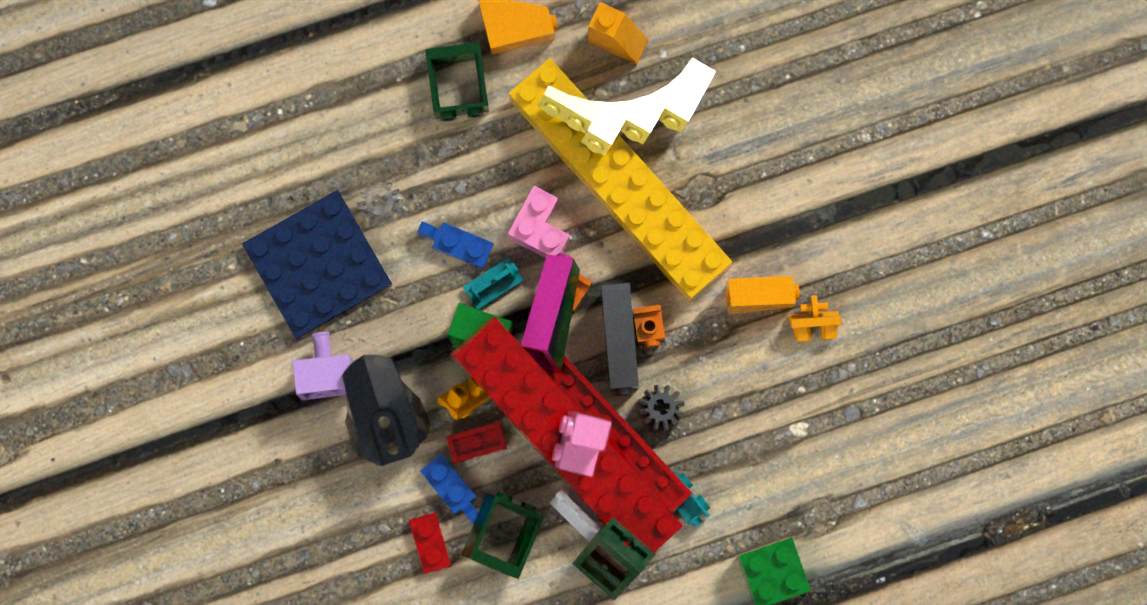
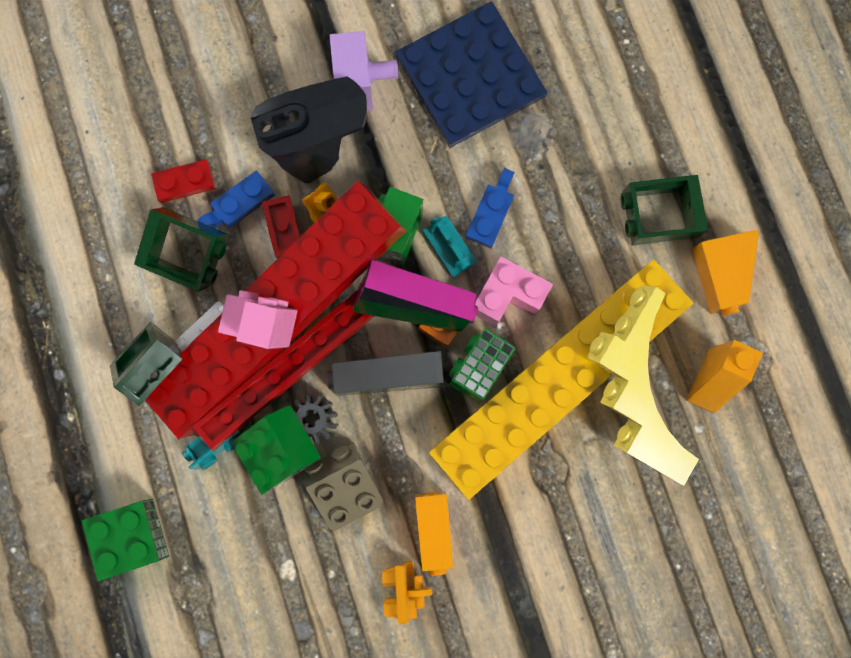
camera: 85 degrees right, 0 degrees up
(611, 252) = (482, 365): none -> brick
(648, 314) = (413, 407): orange brick -> none
(691, 436) = (275, 449): none -> green brick
(722, 379) = (341, 487): none -> dark tan bracket

